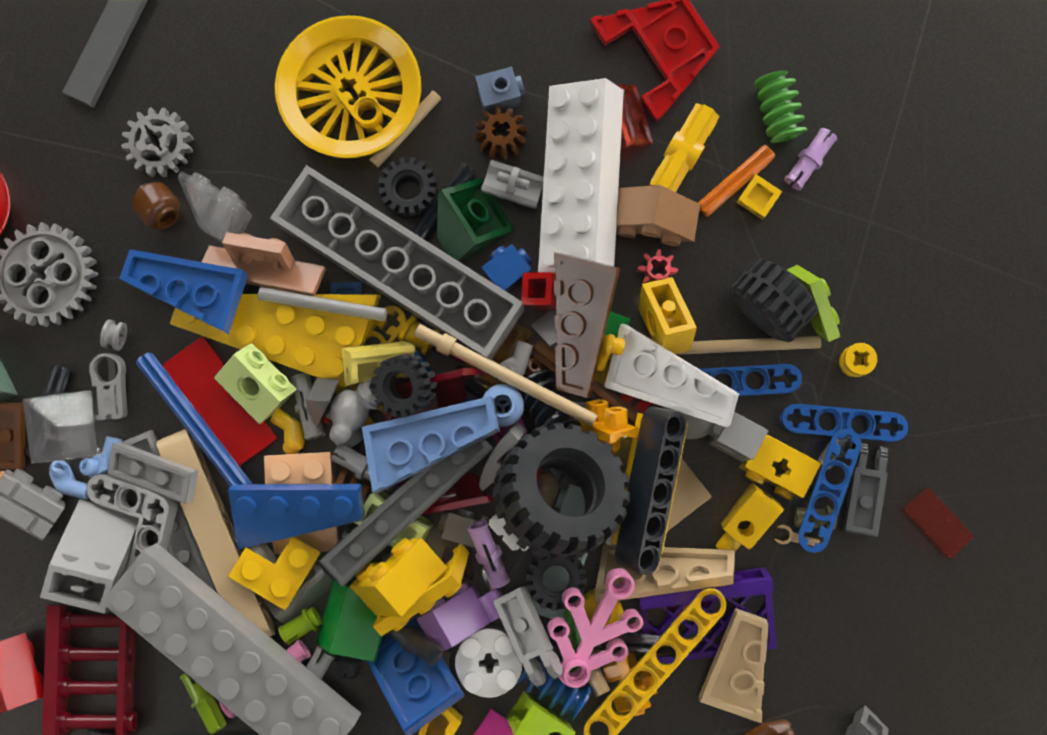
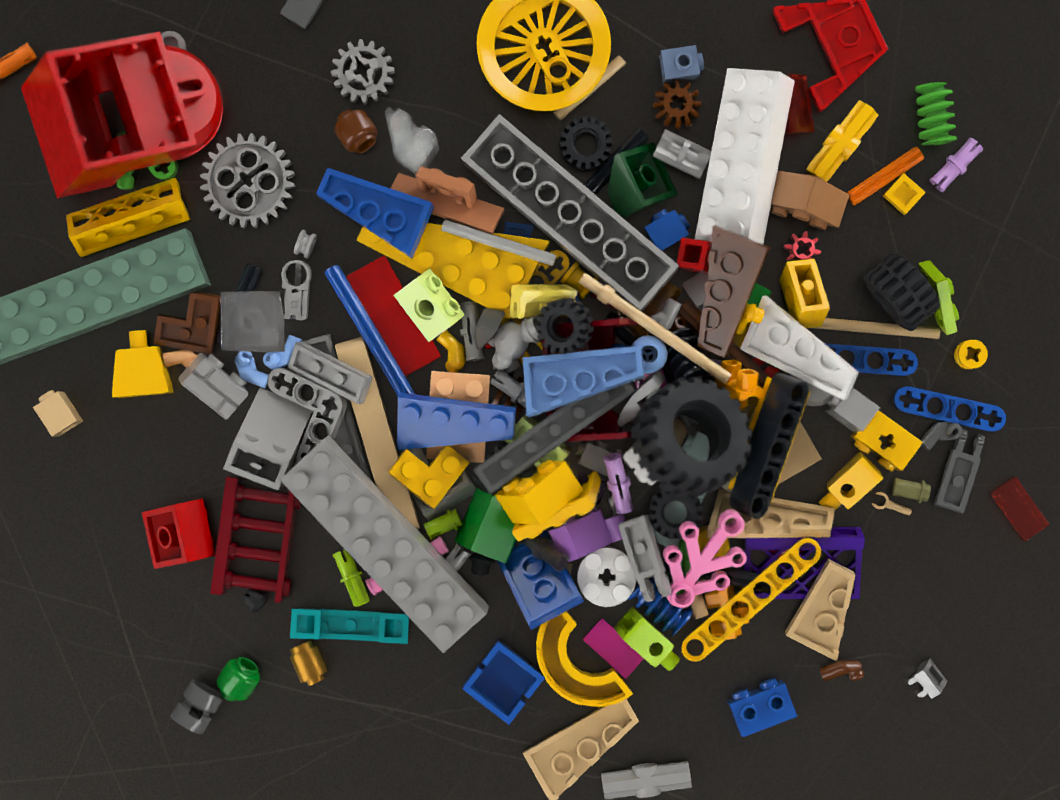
camera: 10 degrees right, 5 degrees up
(833, 492) = (926, 467): blue beam -> none

